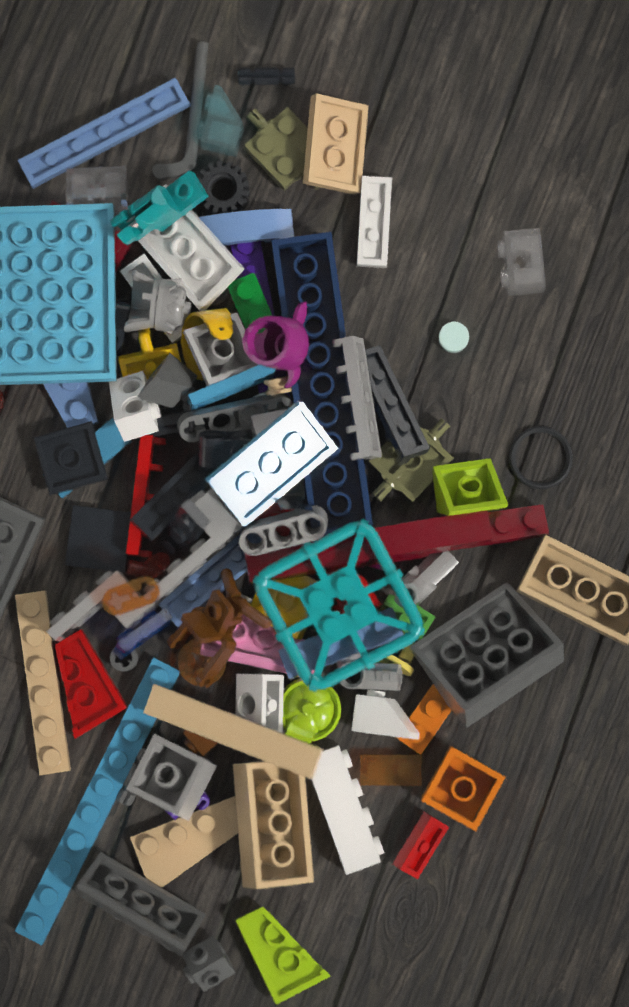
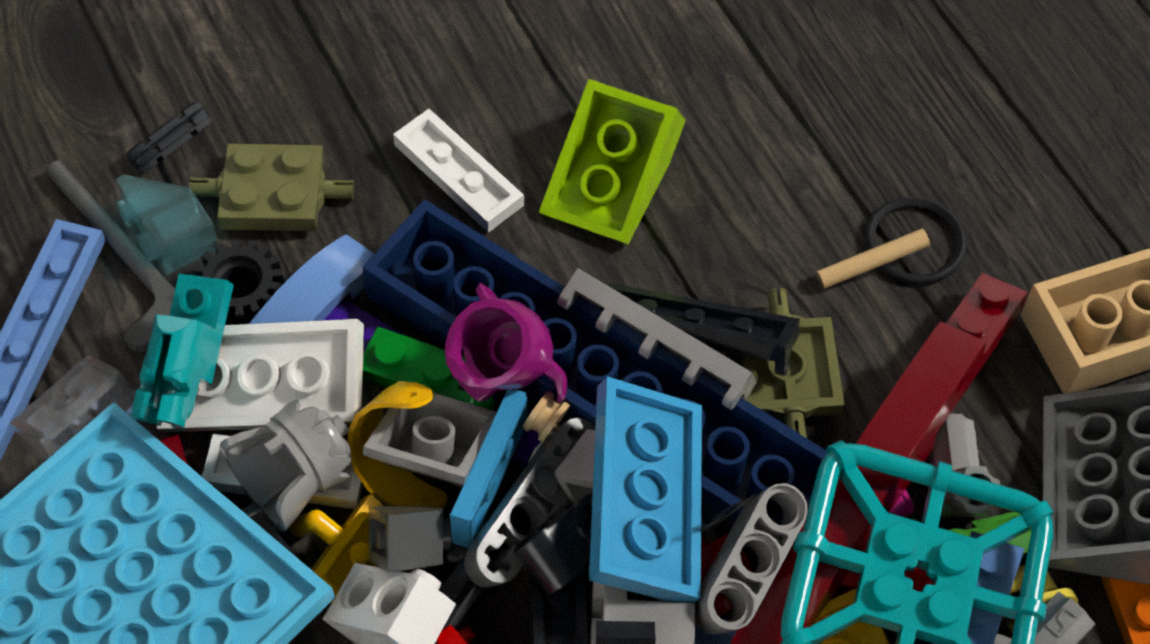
camera: 55 degrees left, 25 degrees down
(335, 144) = (327, 127): tan plate -> none
(445, 286) = (612, 161): none -> lime slope
(453, 337) = (679, 206): light aqua tile -> none
(467, 487) = (887, 329): lime slope -> none
(507, 448) = (873, 258): none -> tan piece
(528, 245) = (666, 67): clear brick -> none

